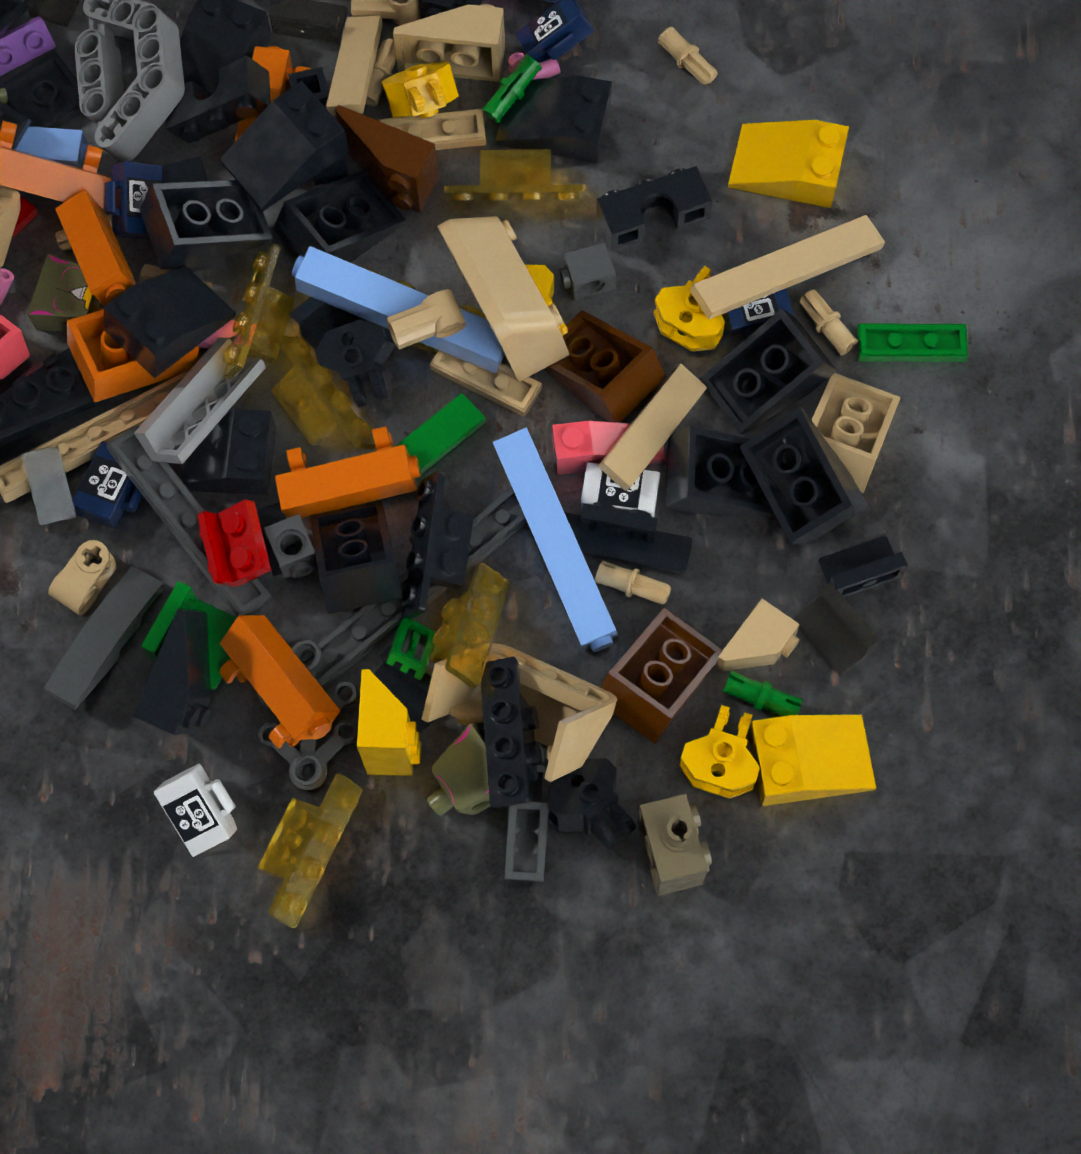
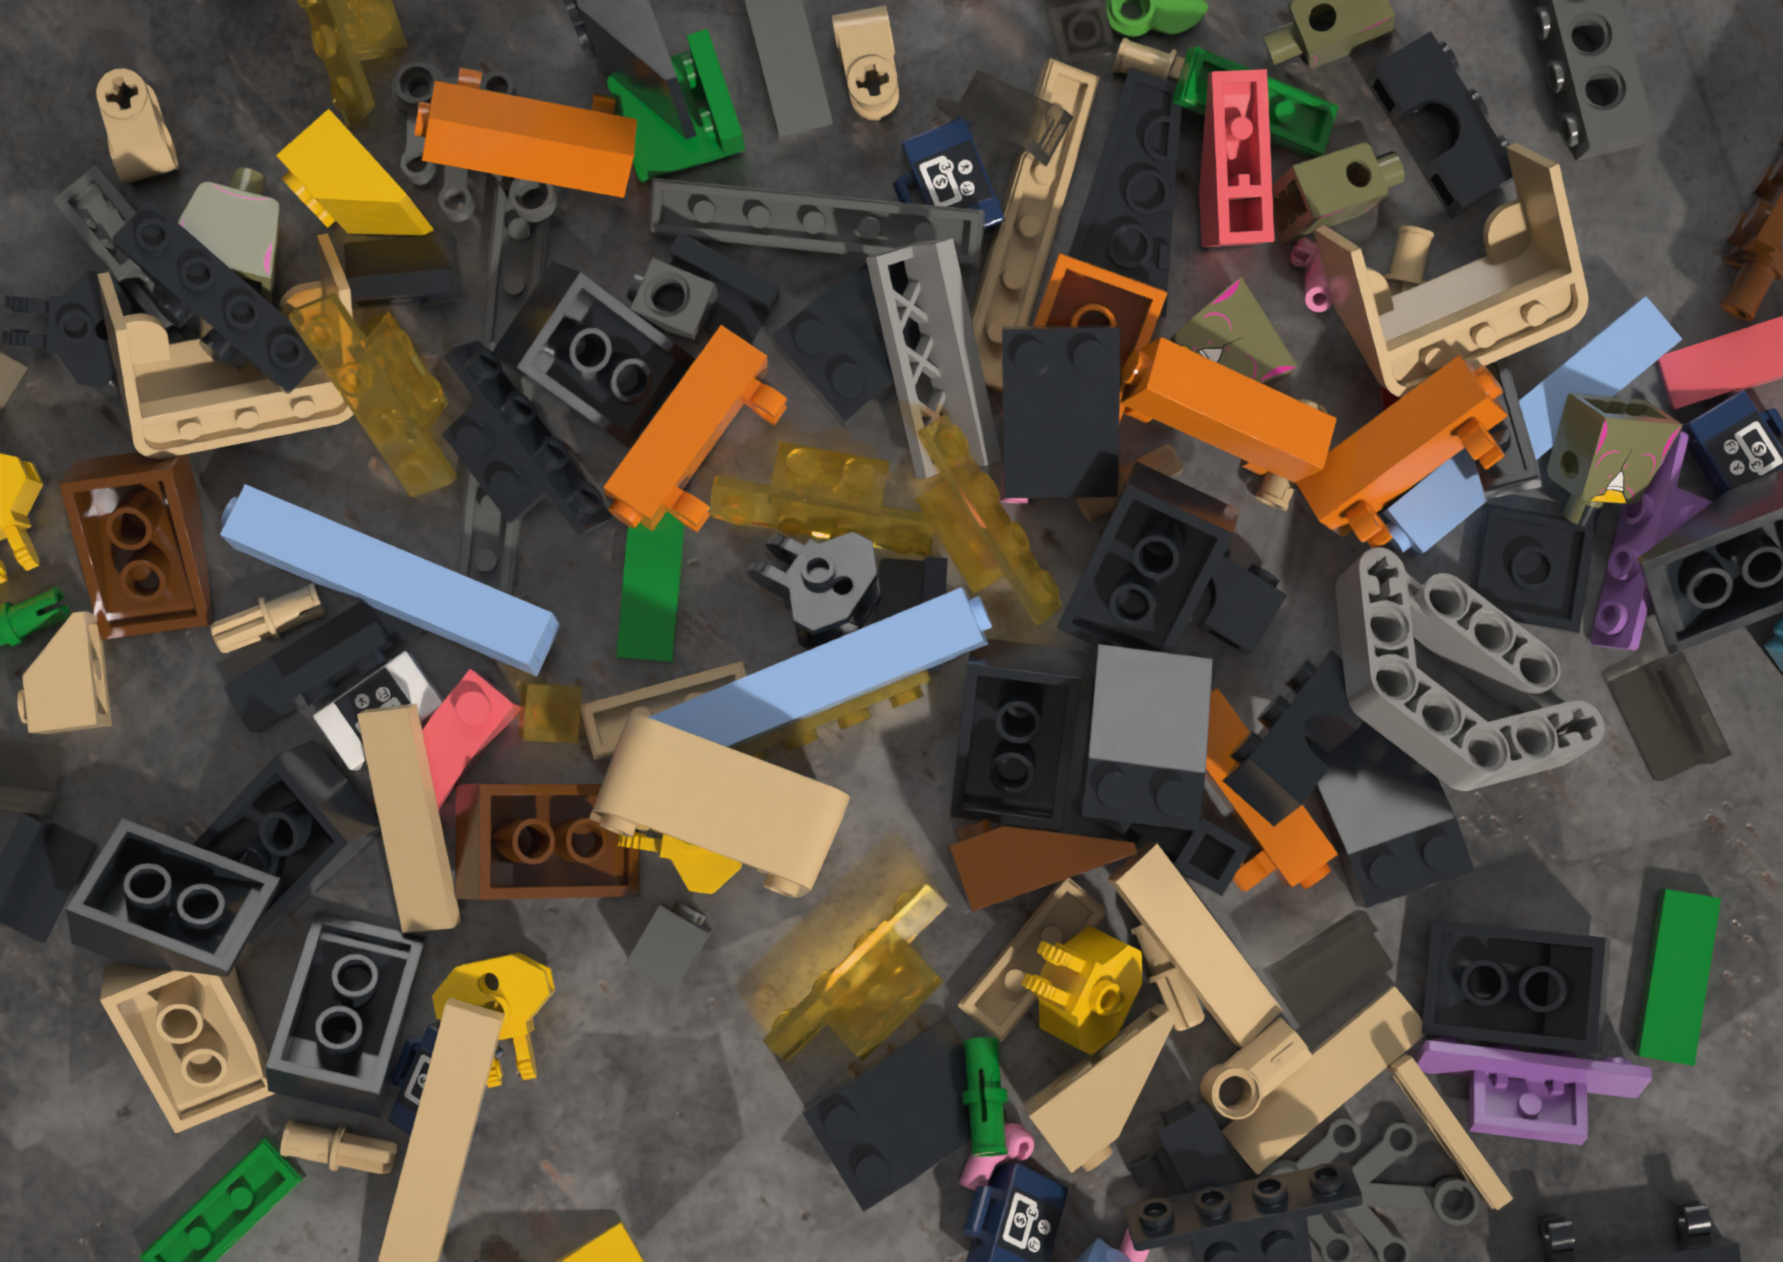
camera: 130 degrees right, 15 degrees up
(126, 194) = (1274, 528): dark blue piece -> none
(234, 544) = (728, 234): red bracket -> none
(406, 659) = (405, 277): green tile -> none
(435, 316) = (752, 692): tan piece -> none
(470, 877) = (138, 135): none -> tan piece
(539, 418) = (550, 712): none -> clear yellow plate
(678, 194) = (653, 1150): black arch -> none

